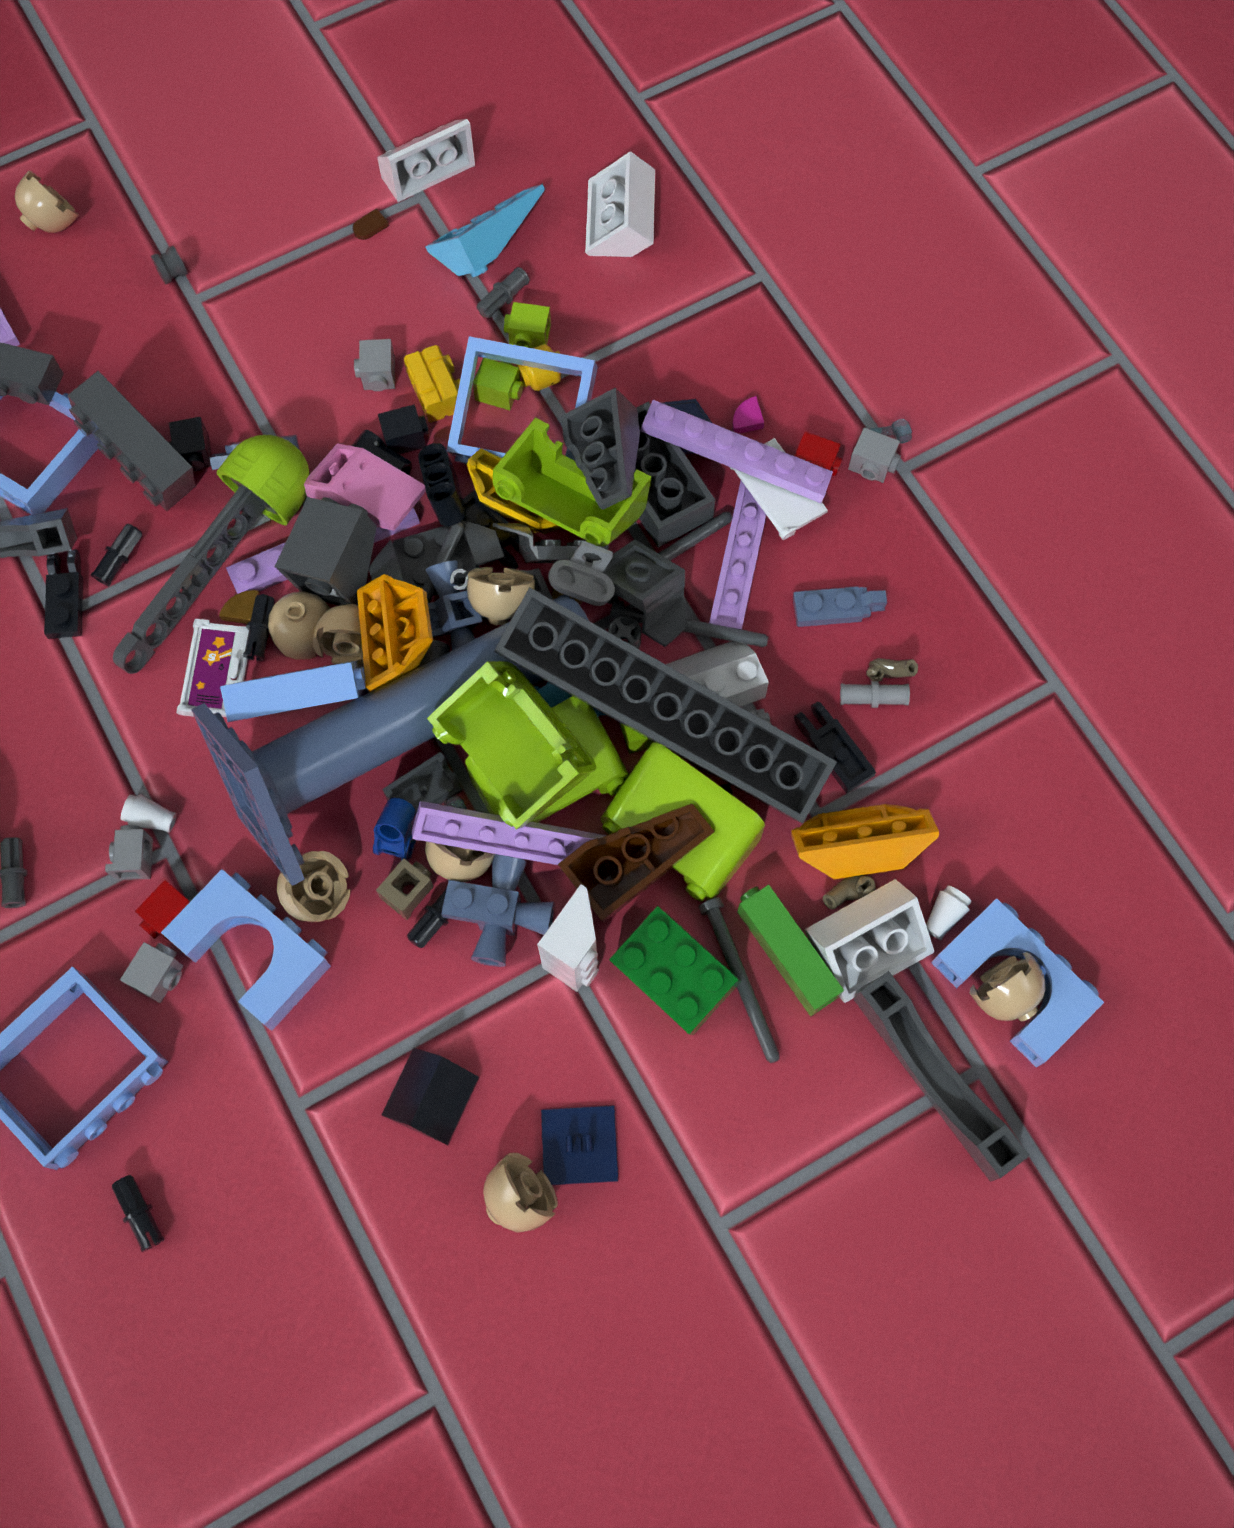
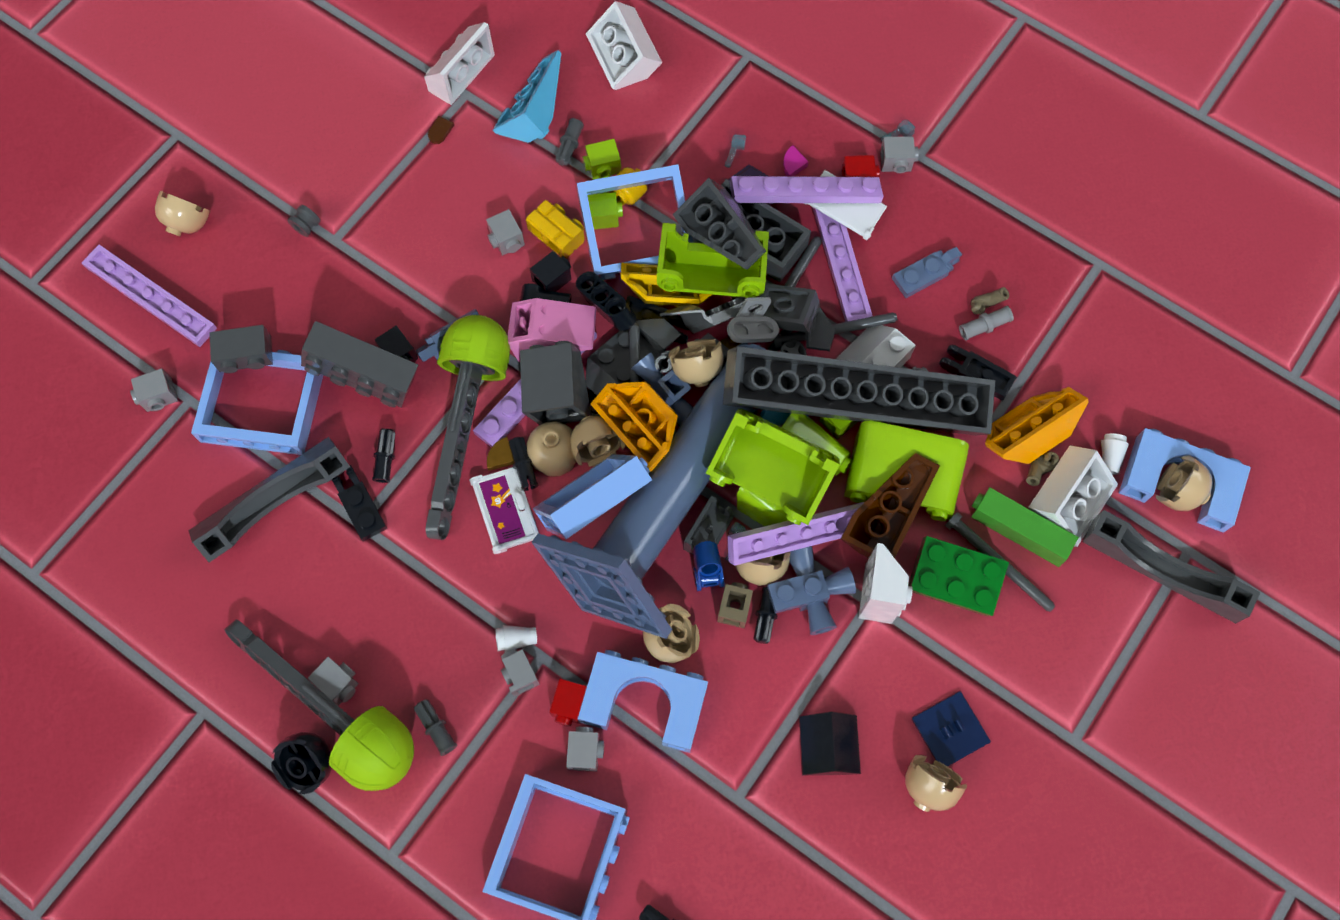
camera: 25 degrees left, 0 degrees up
(693, 368) = (738, 142): none -> clear light blue hand

